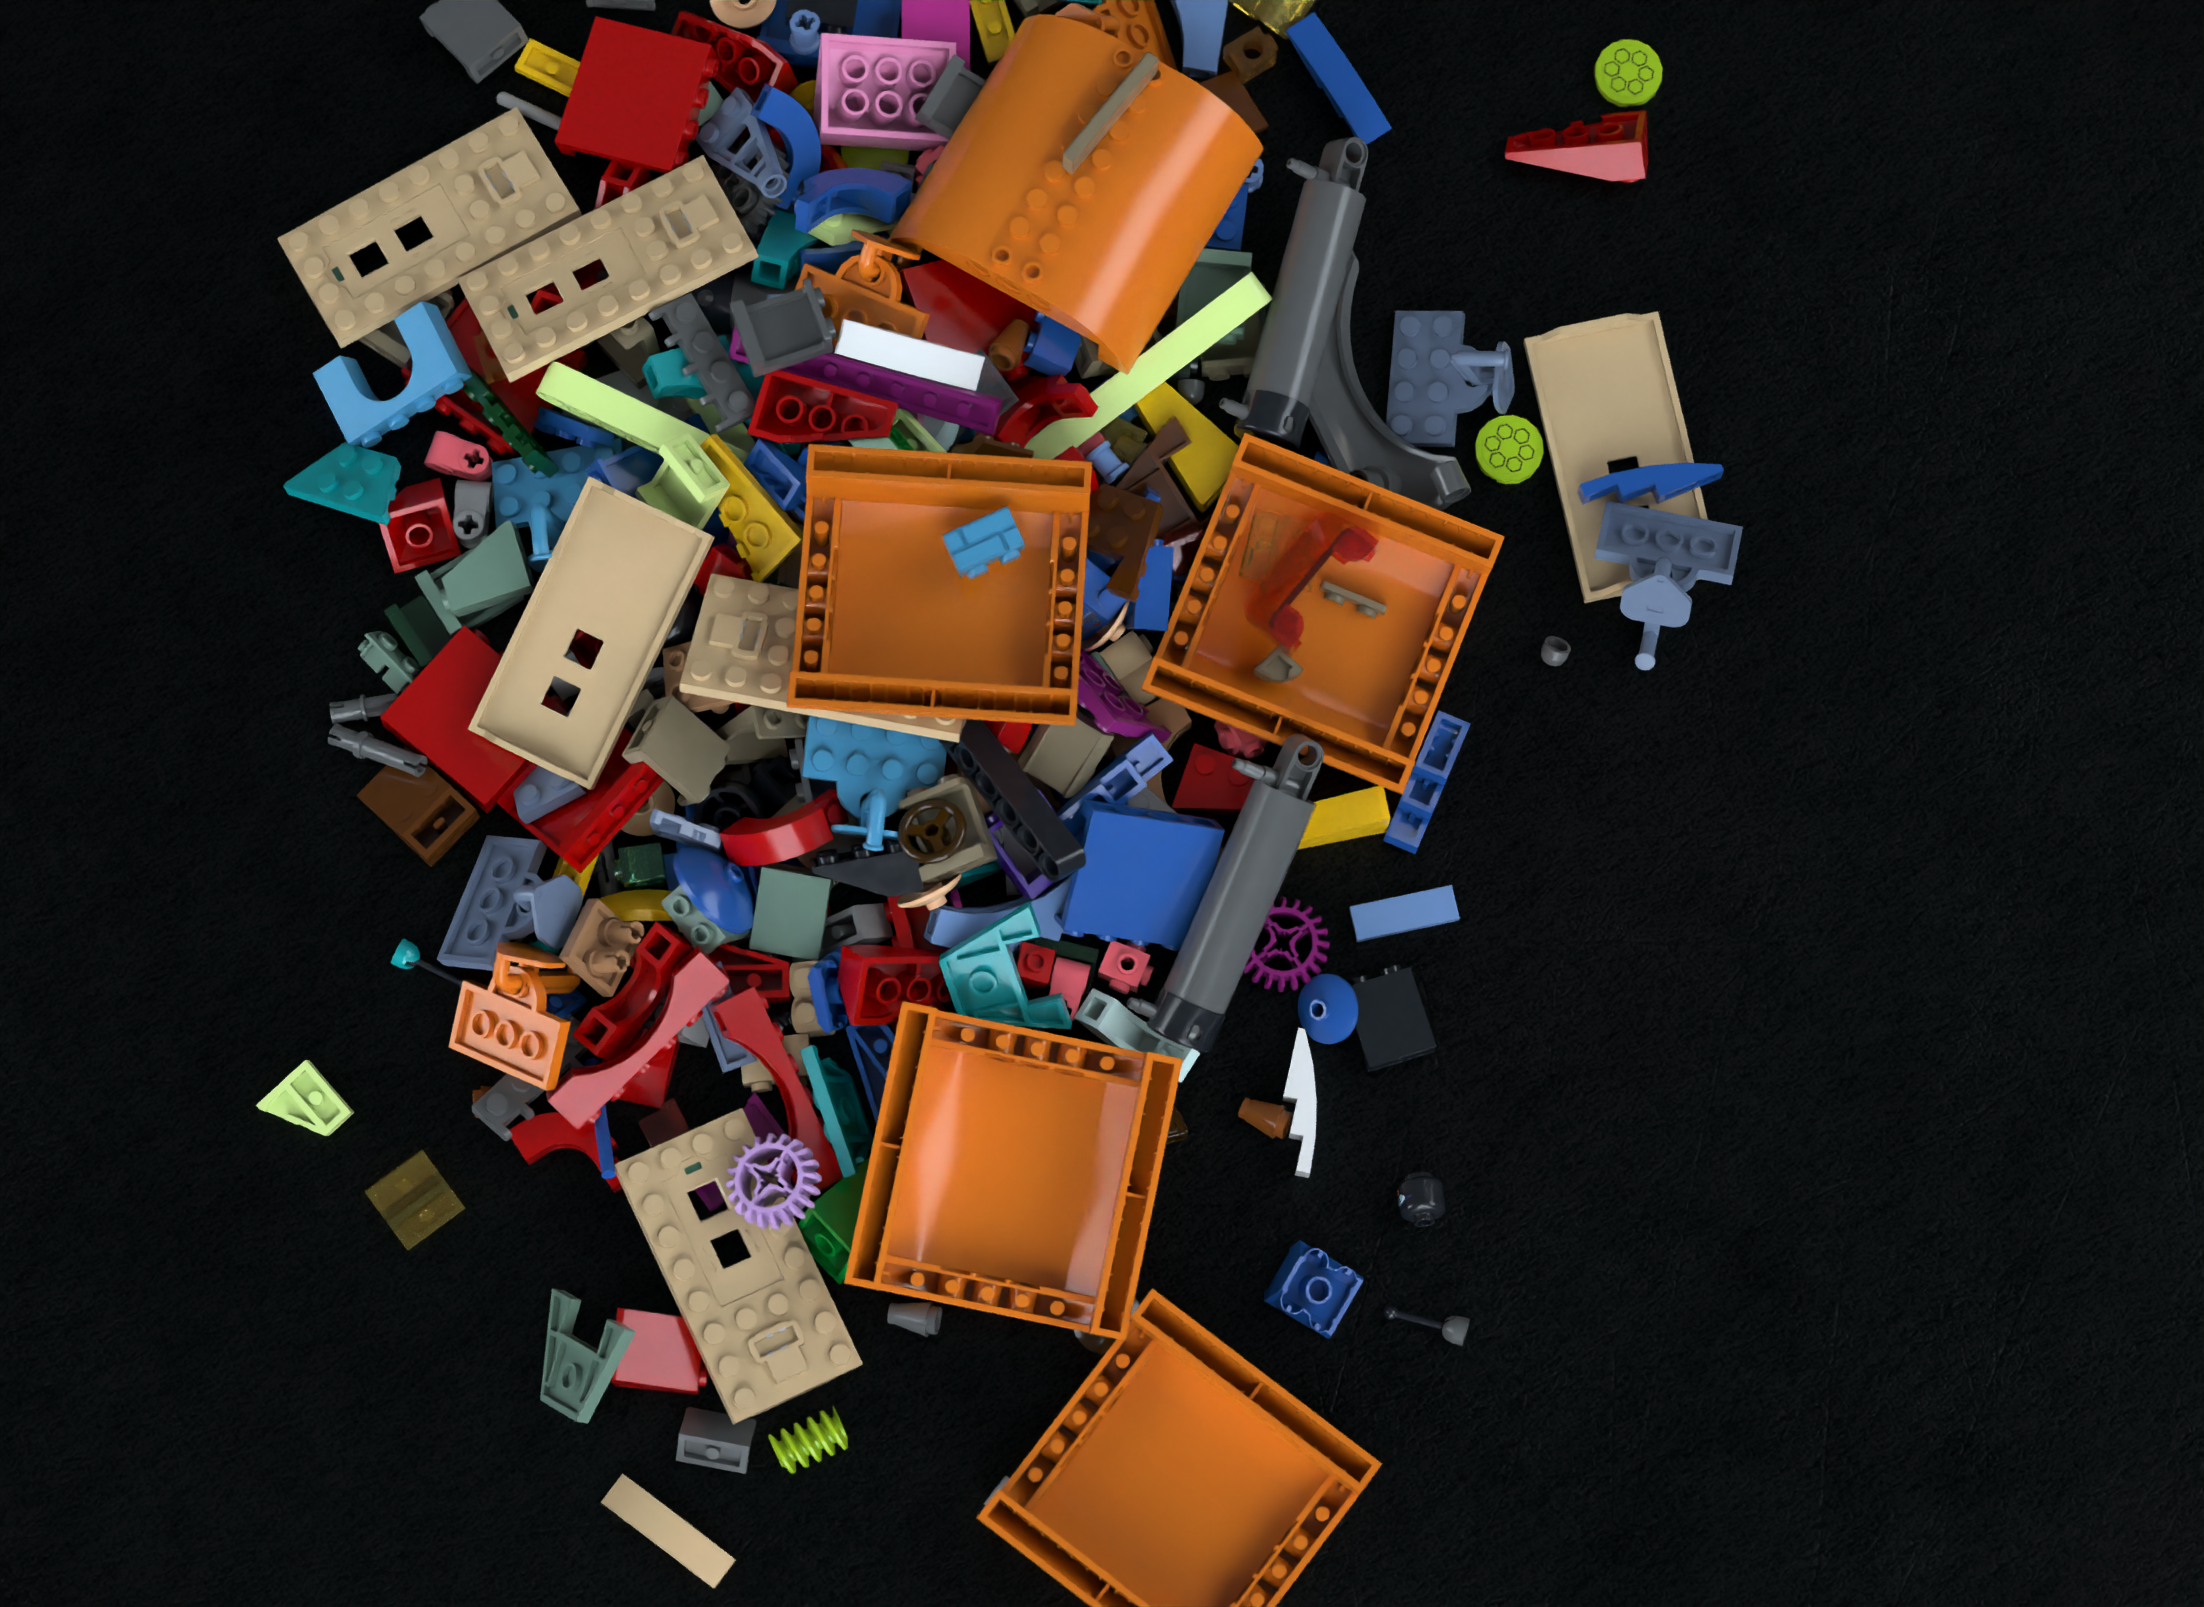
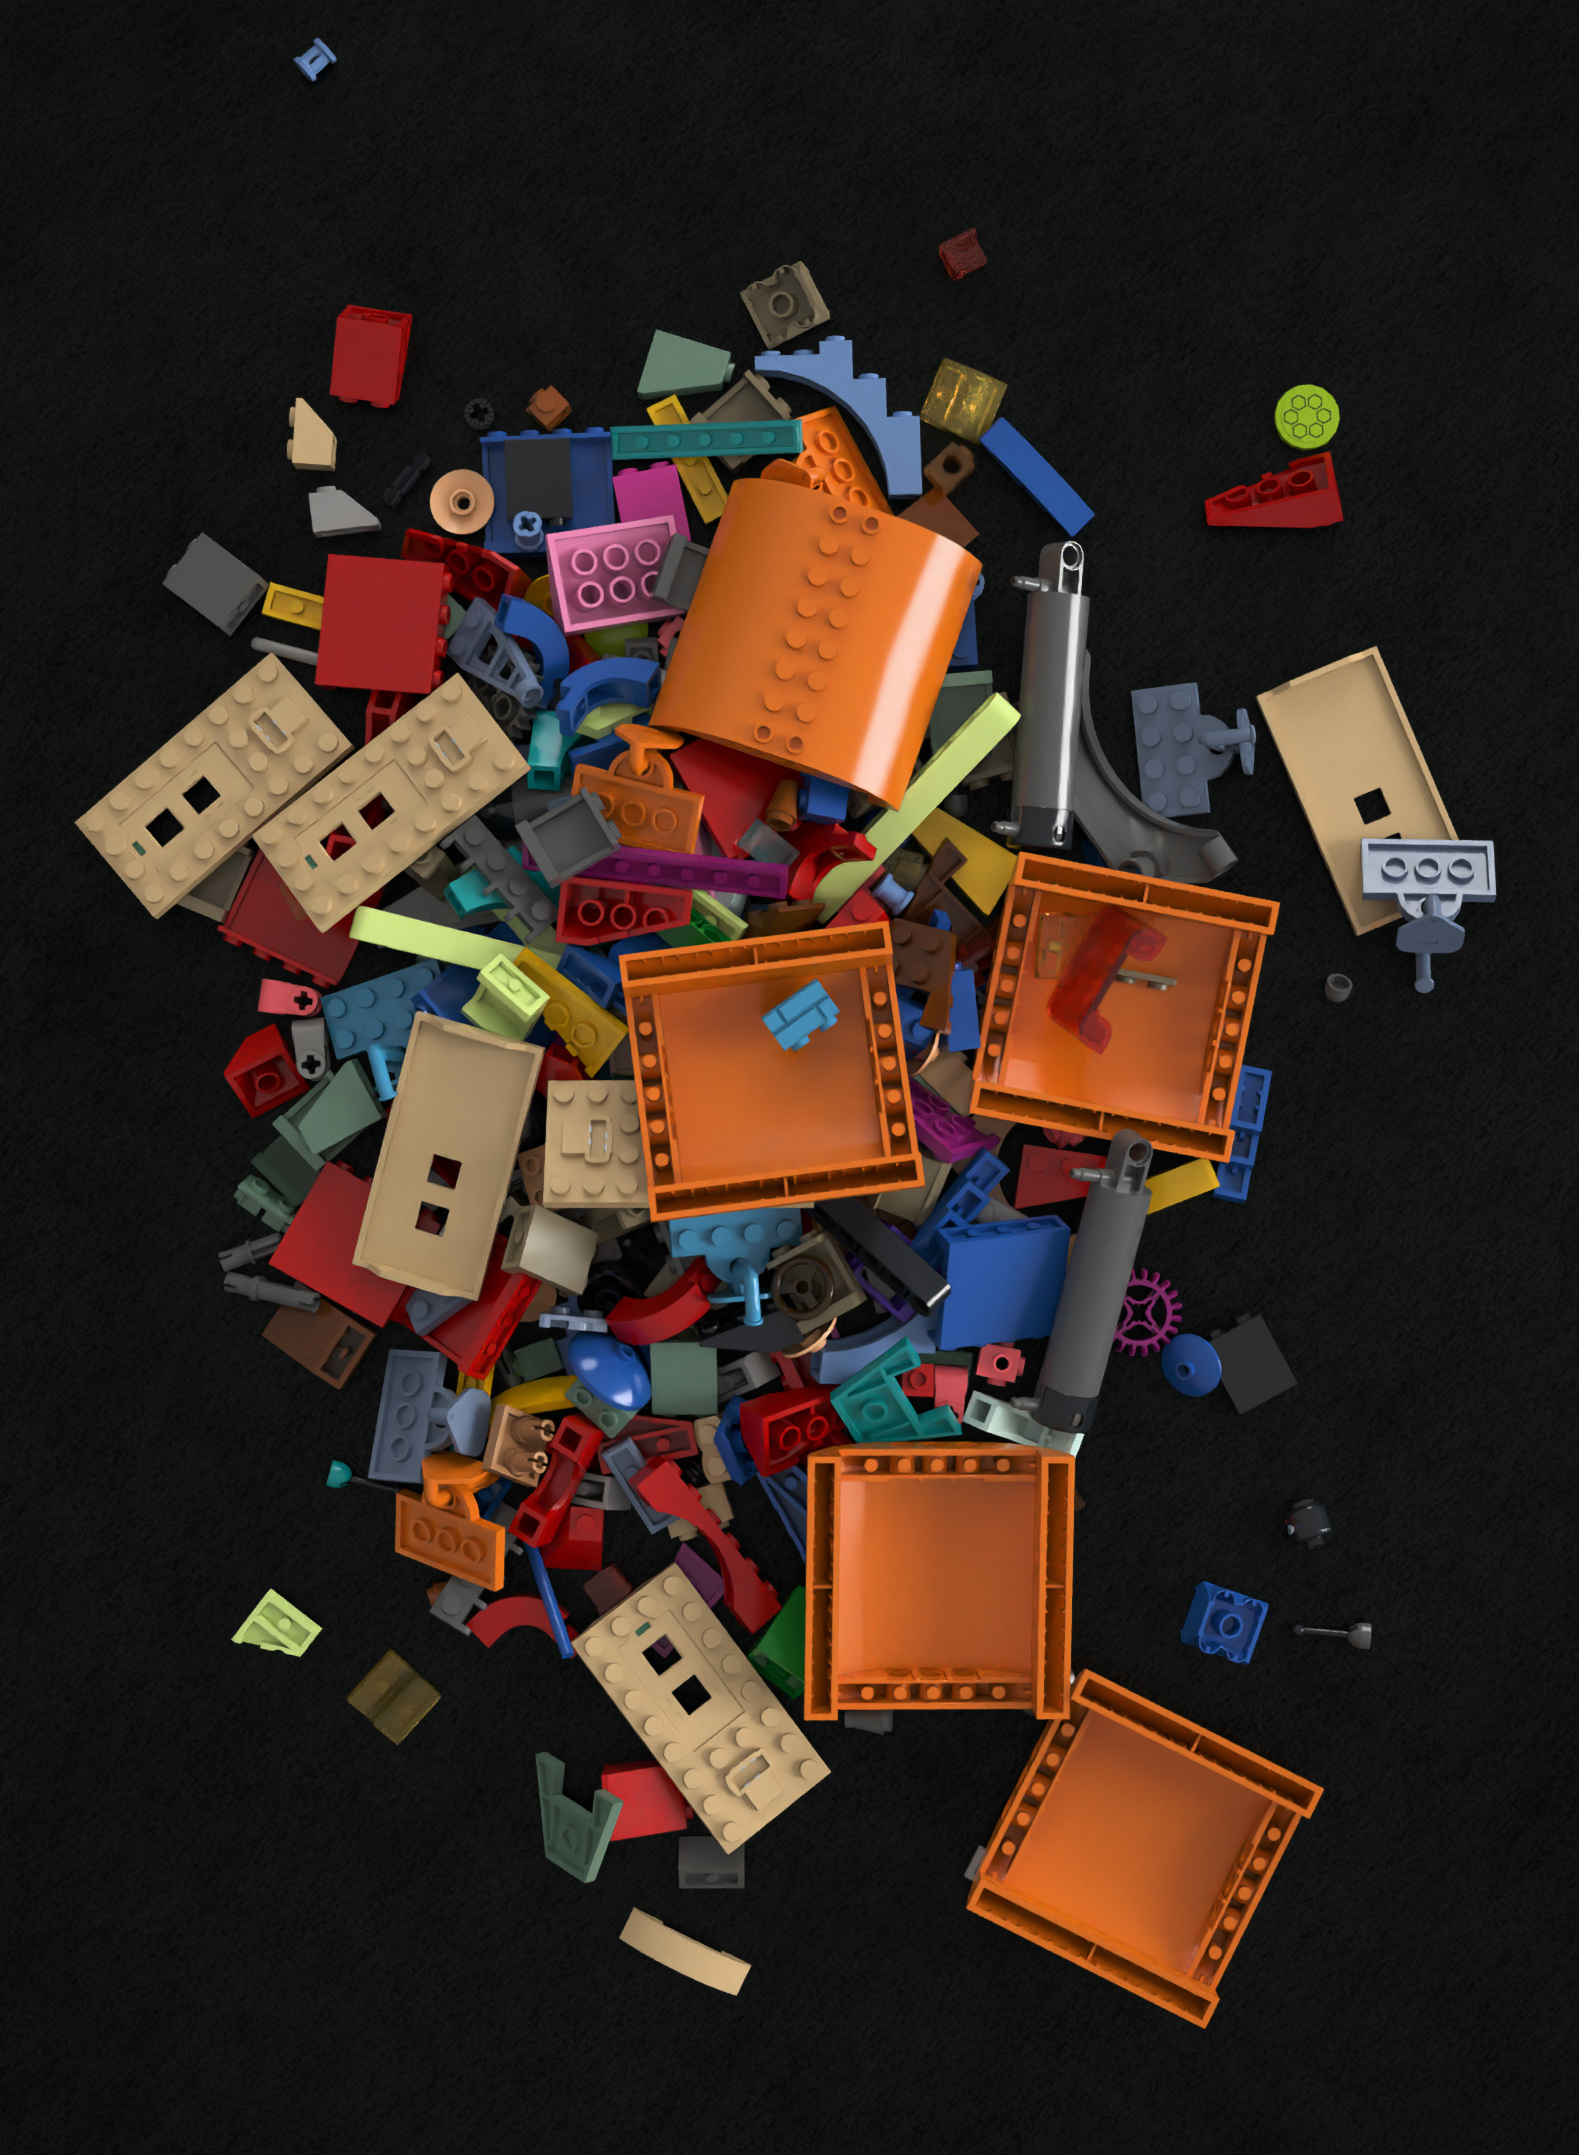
camera: 10 degrees left, 10 degrees up
(350, 481) = (193, 1043): teal wing -> none
(435, 372) = (250, 926): dark azure arch -> none
(513, 430) = (333, 969): dark green wing -> none
(570, 427) = (403, 962): blue hinge -> none
(588, 1088) = (533, 1577): arch -> none
(765, 1193) = (713, 1645): lavender gear -> none
(810, 1441) = (797, 1850): lime piece -> none
(841, 1110) = (767, 1549): teal wing -> none
(909, 354) = (692, 840): white slope -> none
(1110, 112) = (839, 573): dark tan tile -> none
(1267, 1117) = (1153, 1474): dark orange cone -> none
(1278, 667) = (1088, 1061): dark tan tile -> none
(1302, 1092) = (1180, 1443): white slope -> none
(1404, 913) = (1243, 1260): medium blue tile -> none
(1509, 449) = (1260, 803): lime tile -> none
(1662, 480) = (1410, 812): blue slope -> none

